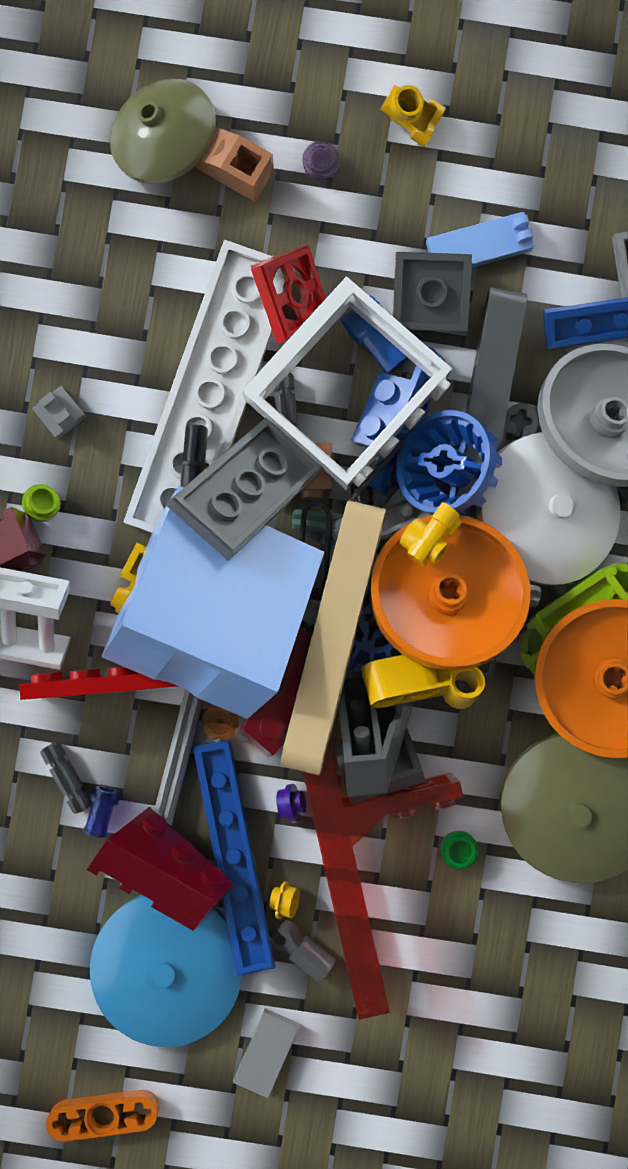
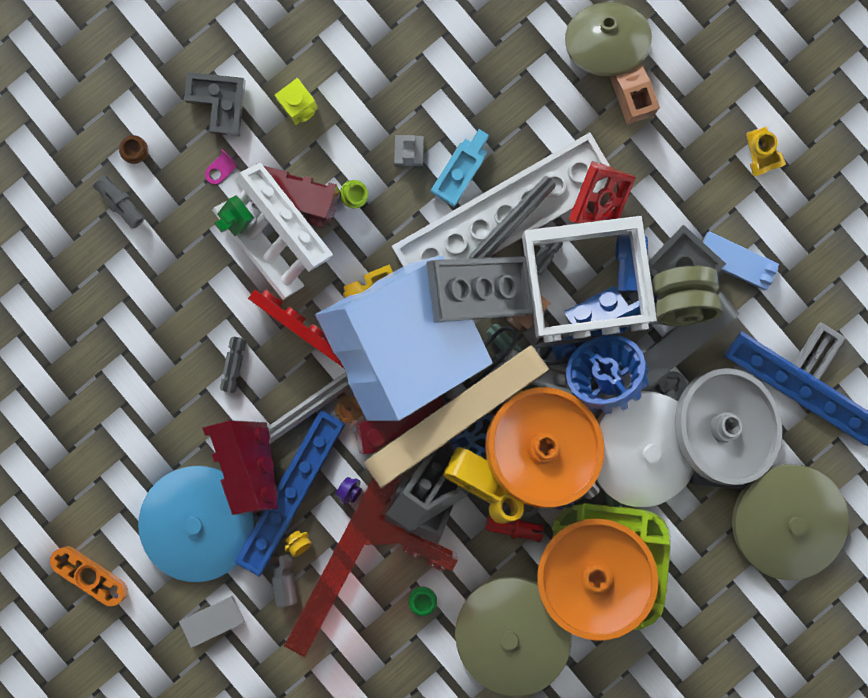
camera: 40 degrees right, 0 degrees up
(100, 811) = (236, 401): clear blue pin -> none
(127, 386) = (460, 169): none -> medium azure hinge
(193, 453) = (465, 242): black axle -> none
(222, 388) = (514, 218): none -> dark grey axle
(321, 160) = (686, 133): clear purple plate -> none
(428, 540) = (557, 407): yellow plate -> none
(460, 318) = (687, 296): none -> olive wheel
(491, 696) = (516, 528): none -> red axle

